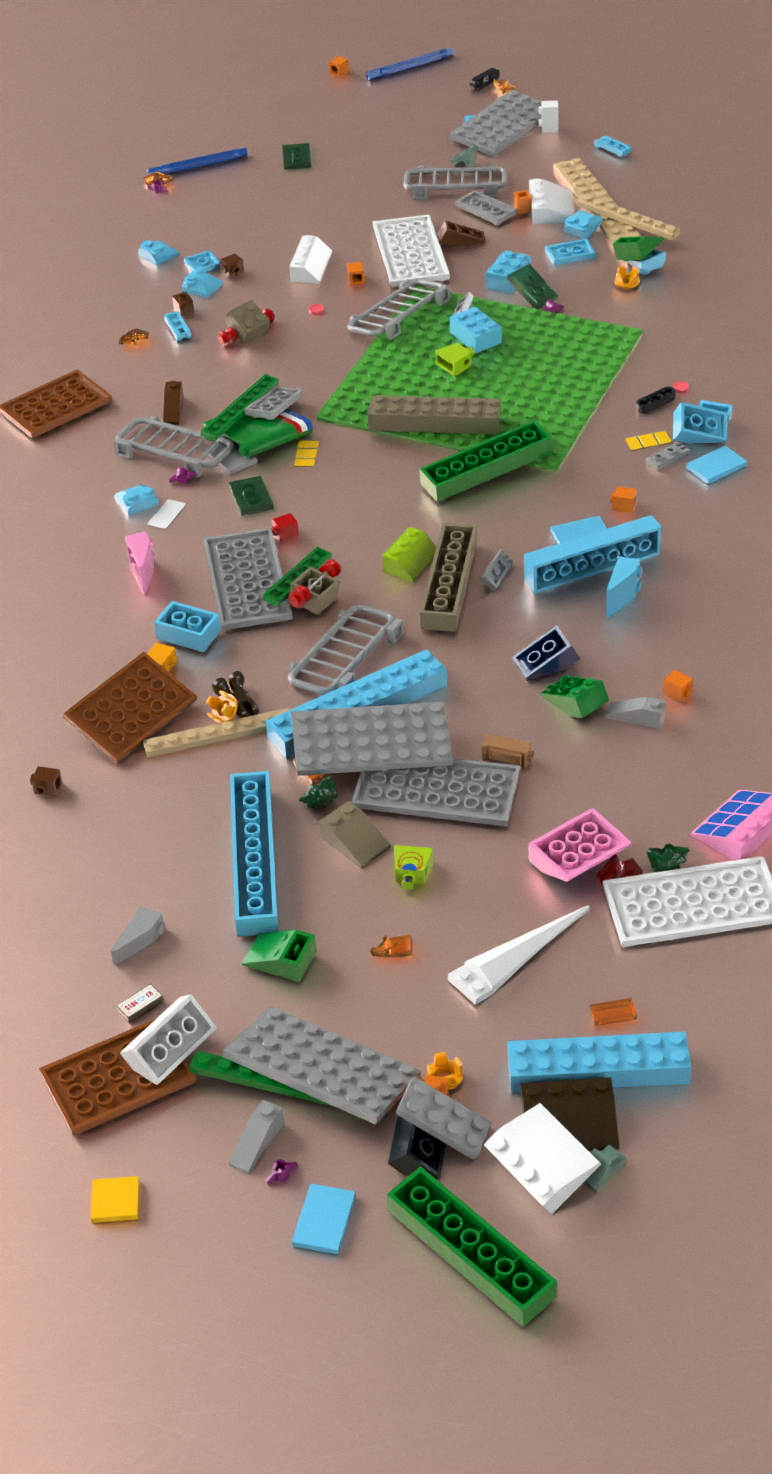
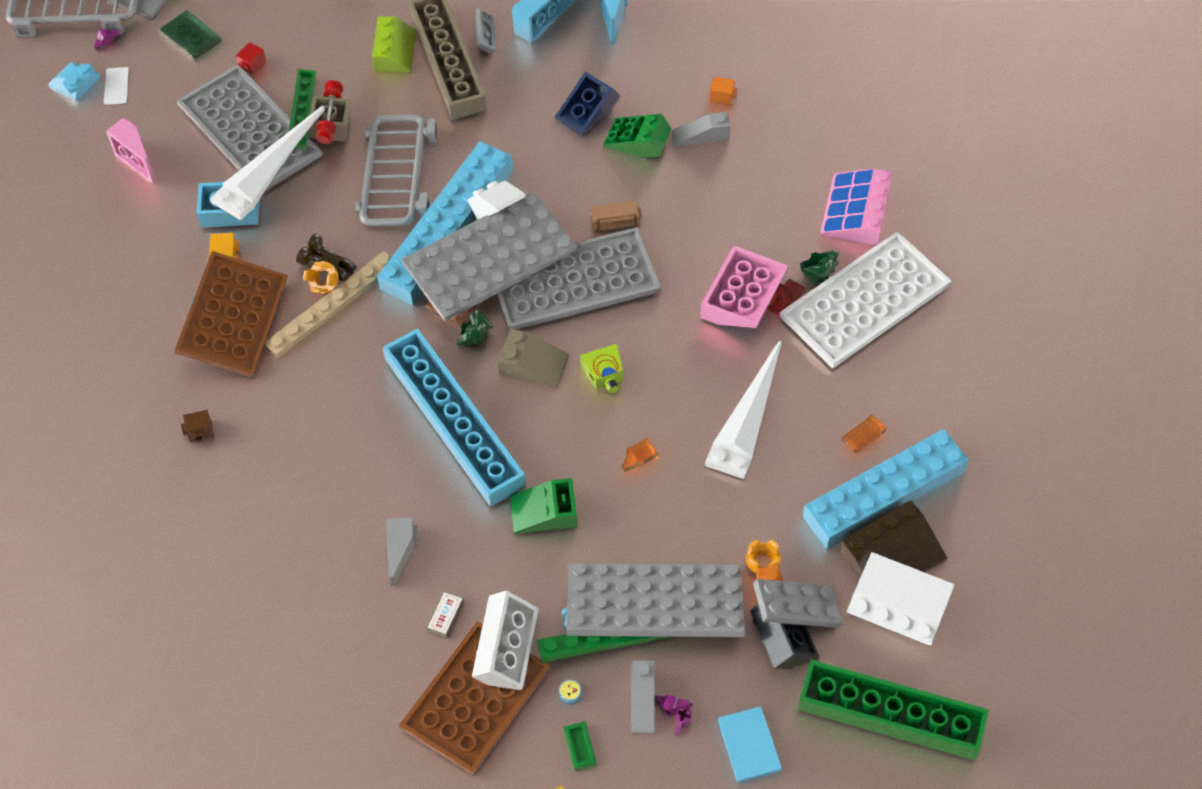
camera: 30 degrees left, 15 degrees up
(177, 1153) = (579, 746): none -> green tile
(199, 1107) = (570, 691): none -> light yellow tile
(208, 613) = (246, 187): none -> white plate
(278, 1152) = (671, 703): none -> magenta piece
(404, 694) = (494, 198): none -> white slope
(610, 1161) = (950, 573): sand green slope -> none

